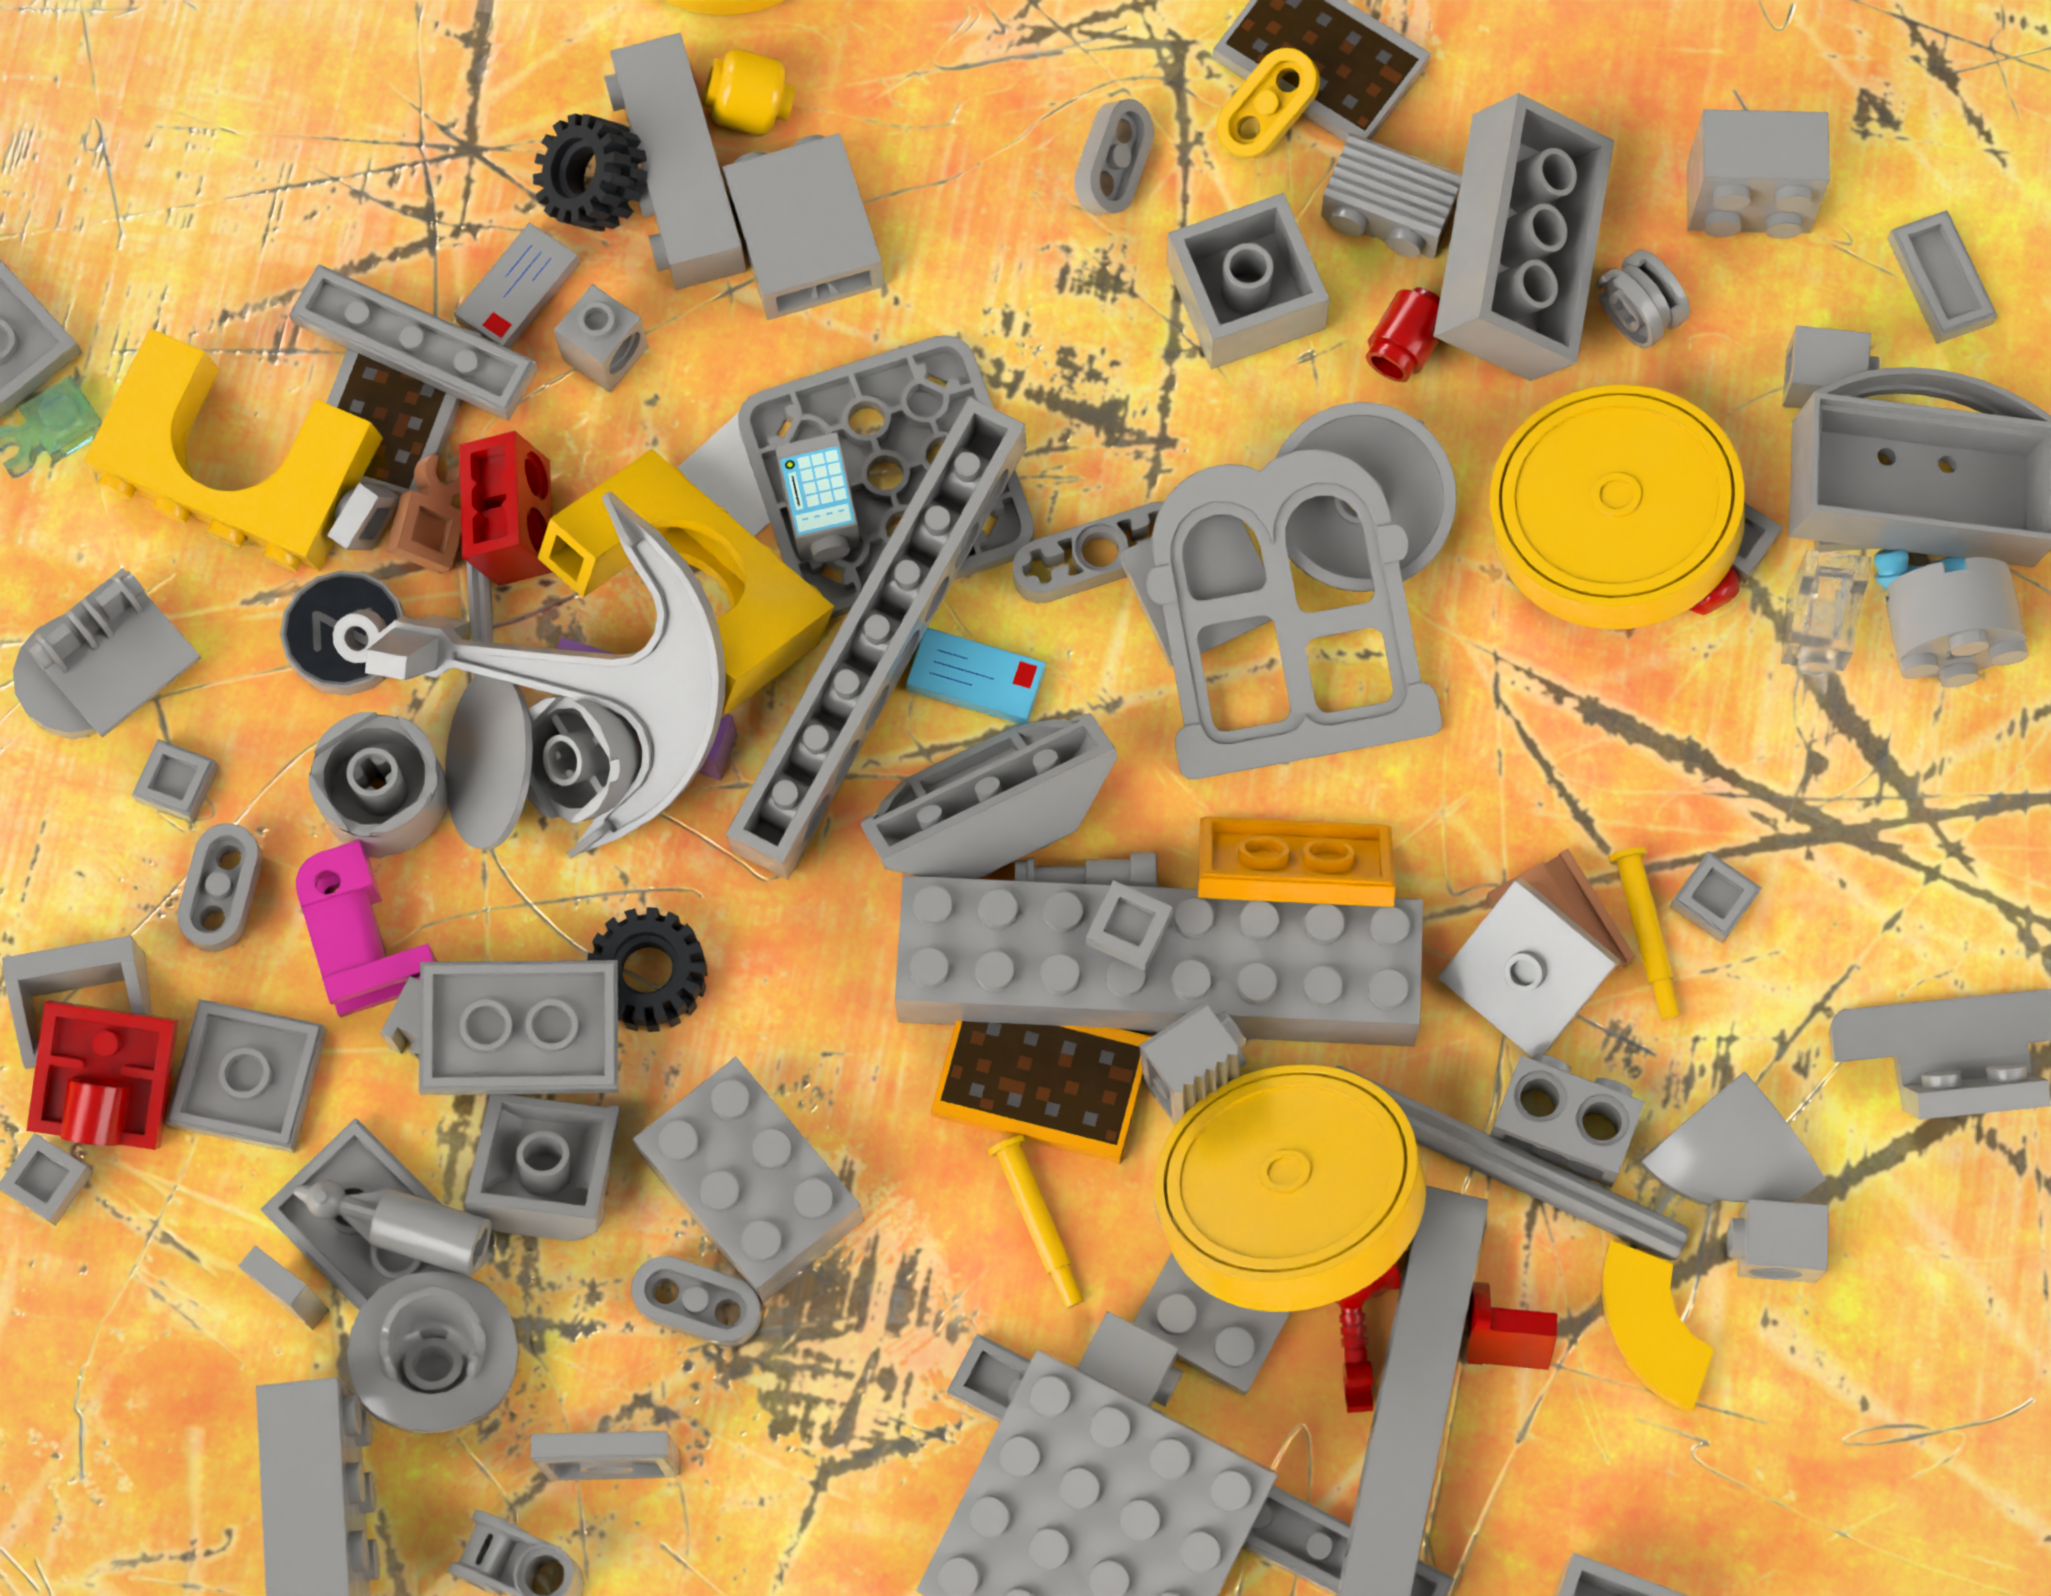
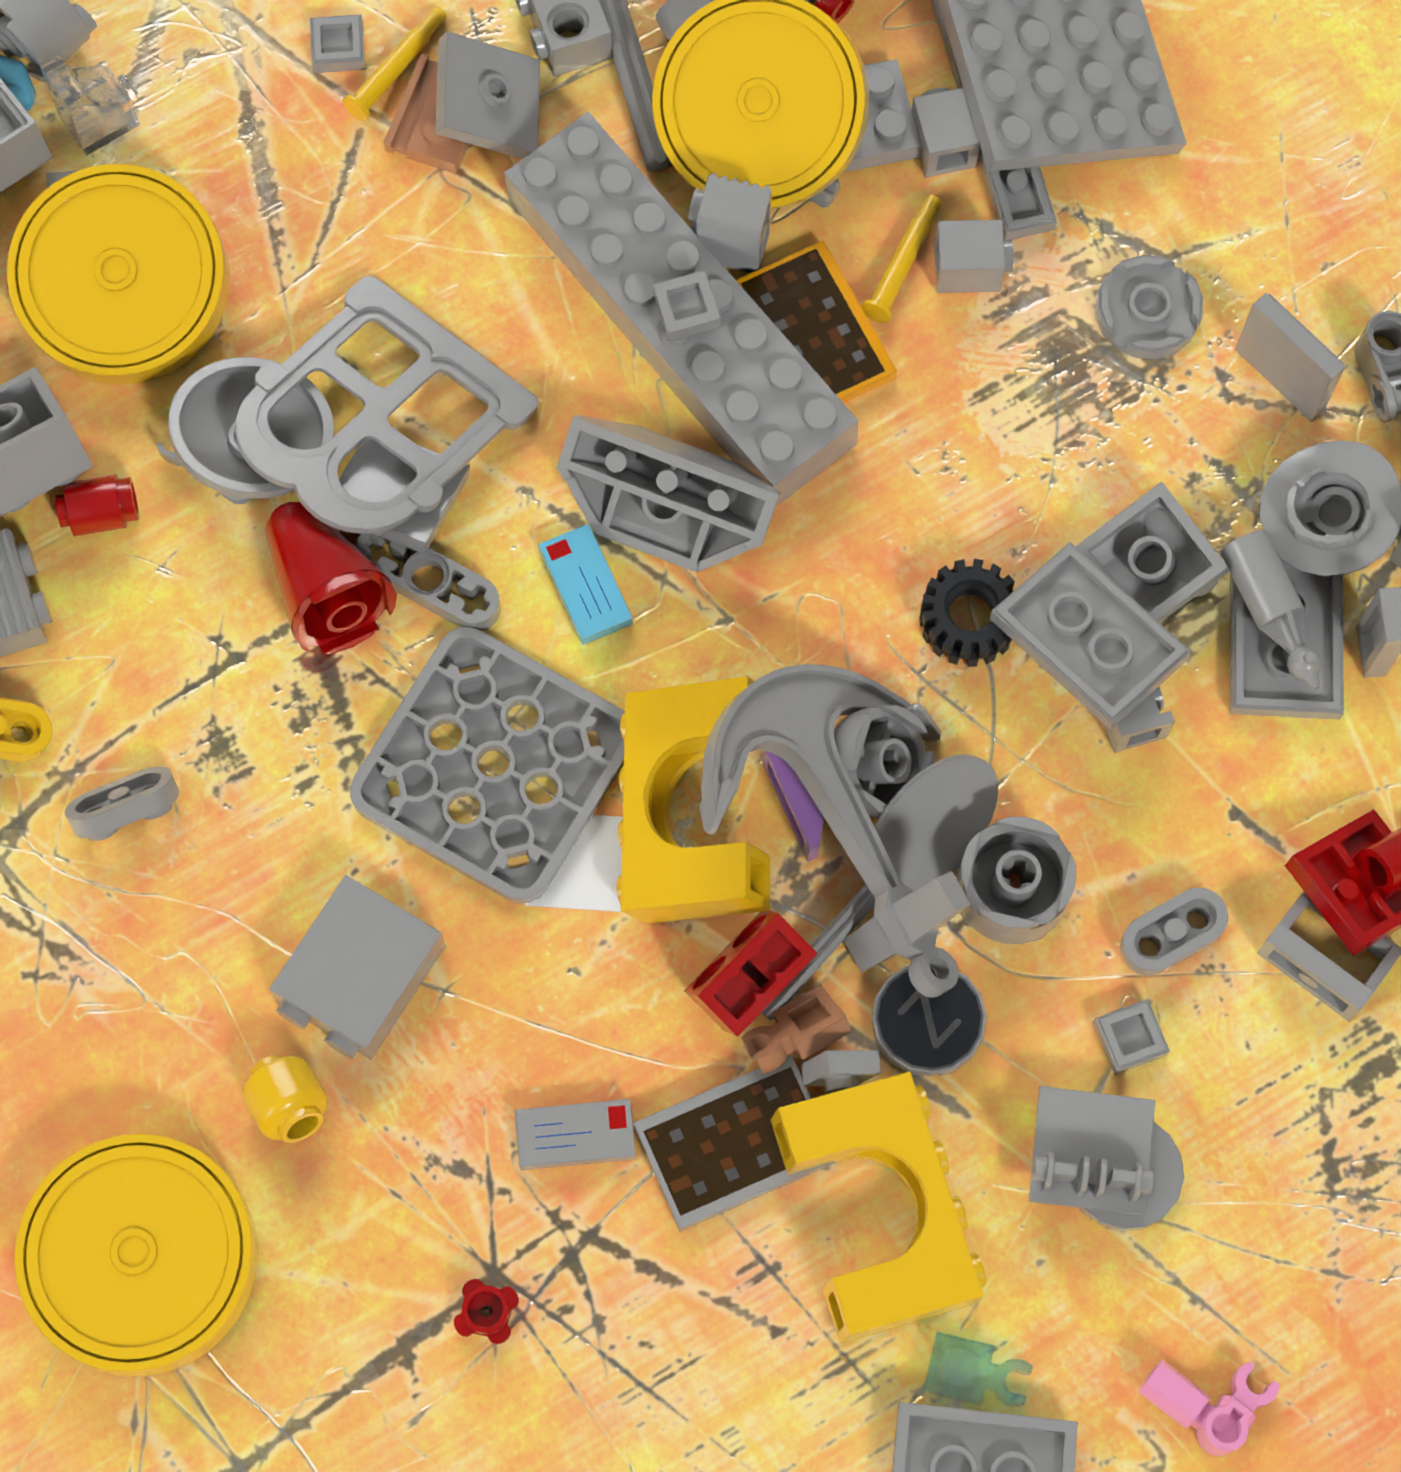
camera: 135 degrees left, 0 degrees up
(246, 1076) = (1270, 805): light grey tile -> none
(347, 932) = (1128, 813): dark pink piece -> none
(413, 342) = (684, 1160): light grey tile -> none
(440, 99) = (475, 1298): none -> red plate
(601, 338) = (566, 1028): light grey brick -> none
(613, 178) = (478, 1147): black tyre -> none
(683, 174) = (382, 1102): light grey brick -> none
(698, 1301) = (1145, 407): light grey plate -> none
(749, 1179) = (1044, 431): light grey brick -> none
(789, 1404) = (1149, 307): none -> light grey tile
(818, 498) = (561, 761): slope -> none
(877, 639) = (622, 641): light grey brick -> none
(978, 1273) = (971, 256): none -> light grey brick
(1136, 871) = (635, 373): light grey piece -> none
(1160, 444) = (325, 581): none -> red cone
(1247, 280) = (148, 627): light grey brick -> none
(1296, 861) = (542, 274): light orange tile -> none

